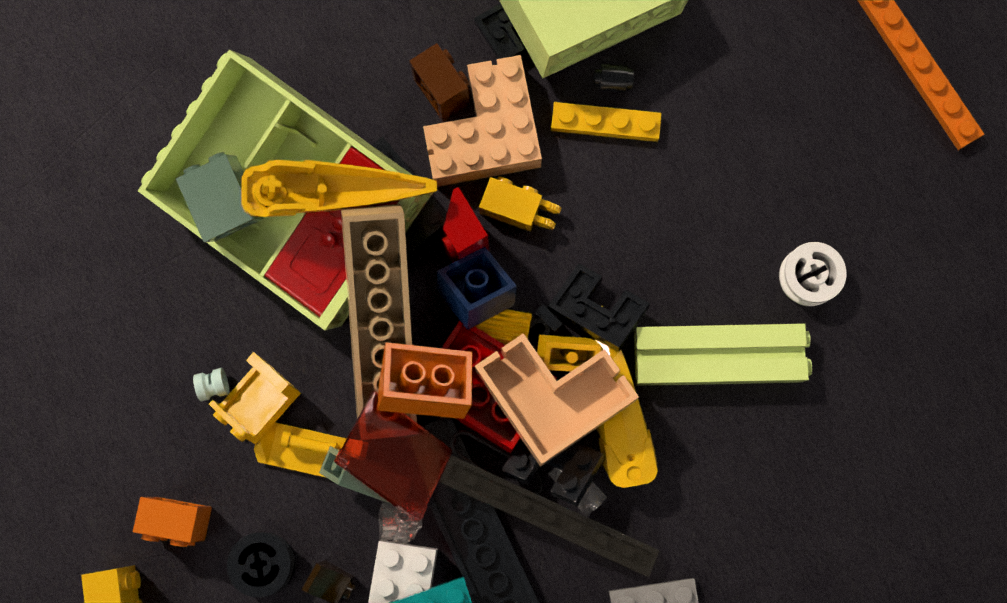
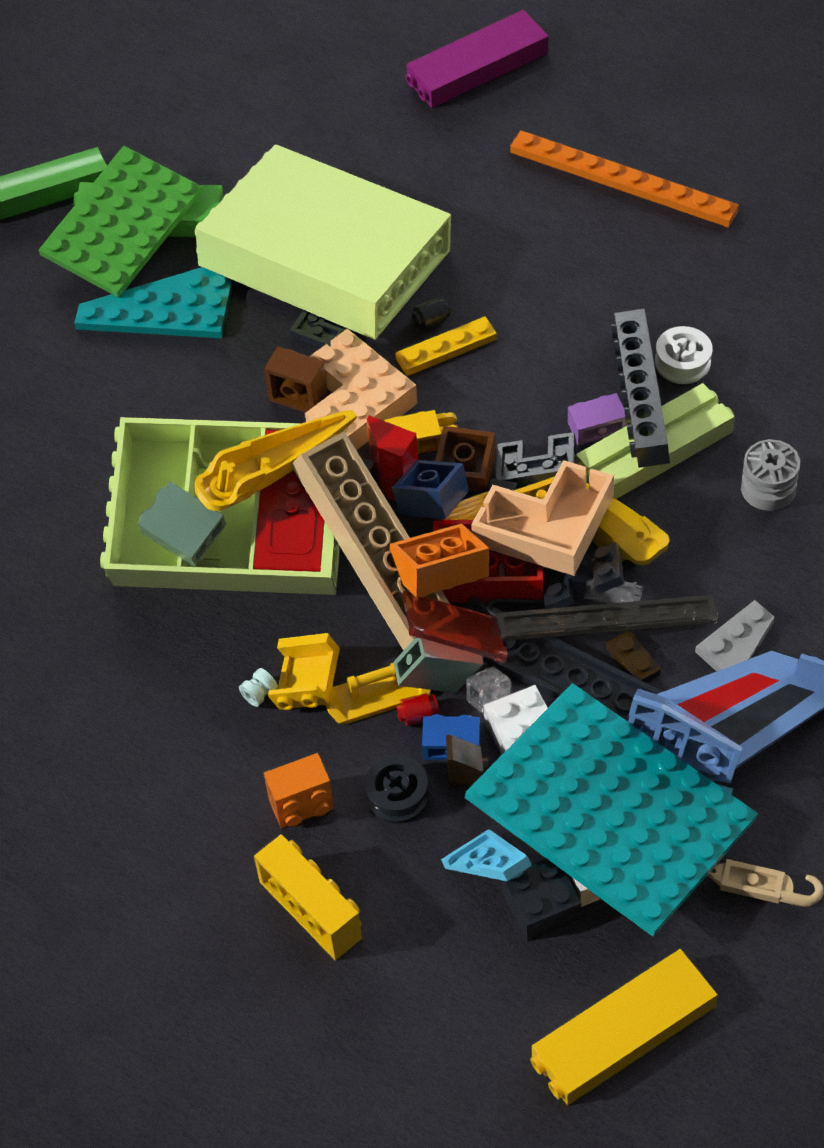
camera: 30 degrees left, 25 degrees down
(329, 496) = (414, 708): none -> red brick
(338, 543) = (438, 726): none -> blue brick
(535, 266) = (473, 449): none -> reddish brown brick
(548, 565) = (633, 657): none -> dark brown plate
(686, 293) = (596, 418): none -> medium lavender brick
(781, 465) = (770, 475): none -> light grey wheel
(786, 213) = (641, 389): none -> black brick

